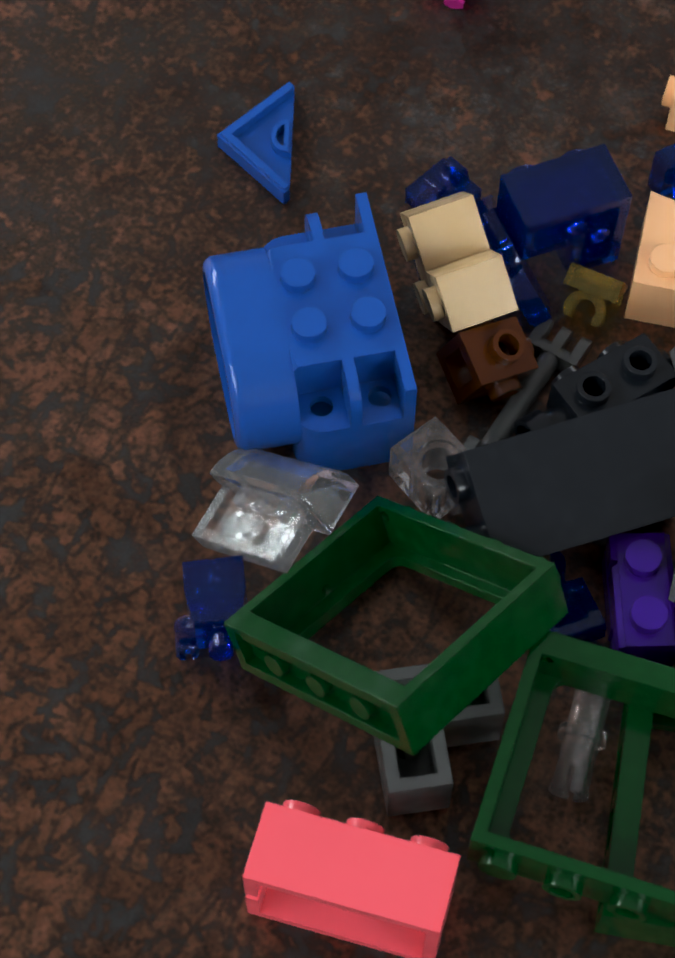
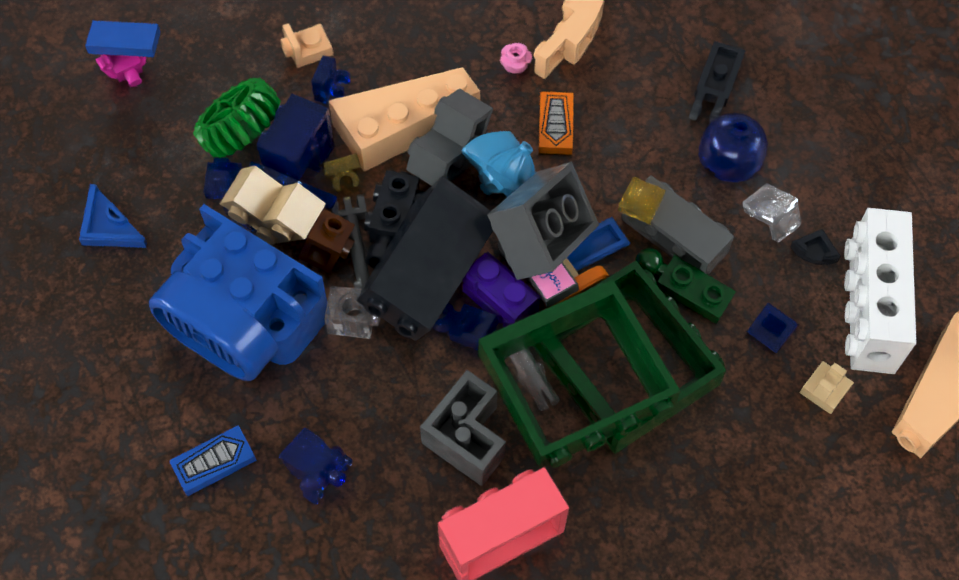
camera: 45 degrees left, 0 degrees up
(116, 507) = (212, 460): none -> tile
(271, 506) = (295, 393): clear brick -> none
(276, 624) = (358, 361): dark green piece -> none
(520, 127) = (236, 117): none -> green gear

